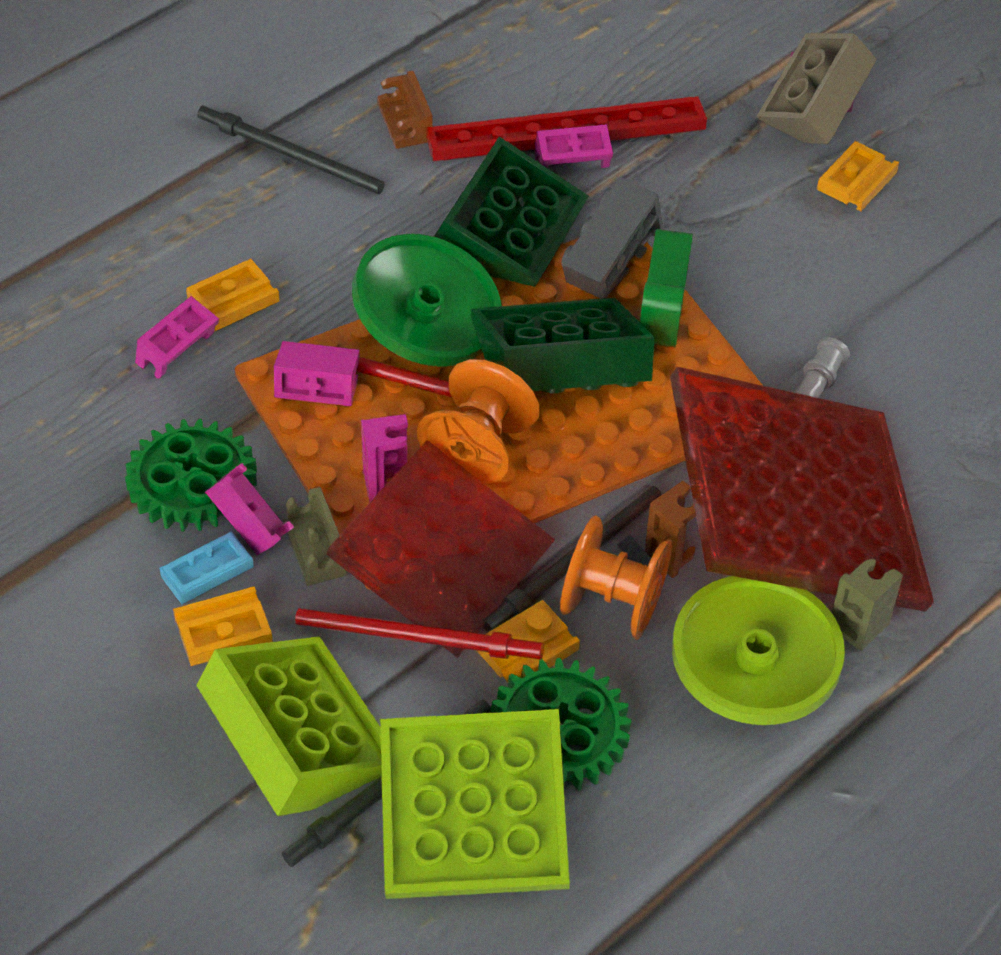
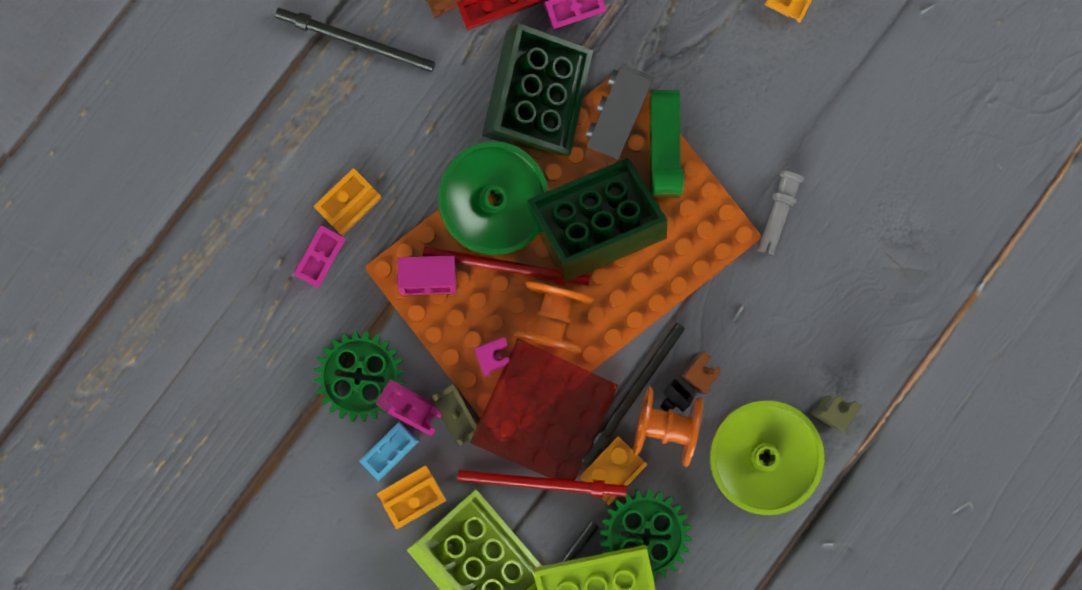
camera: 10 degrees left, 35 degrees up
(795, 487) = (781, 329): clear red plate -> none

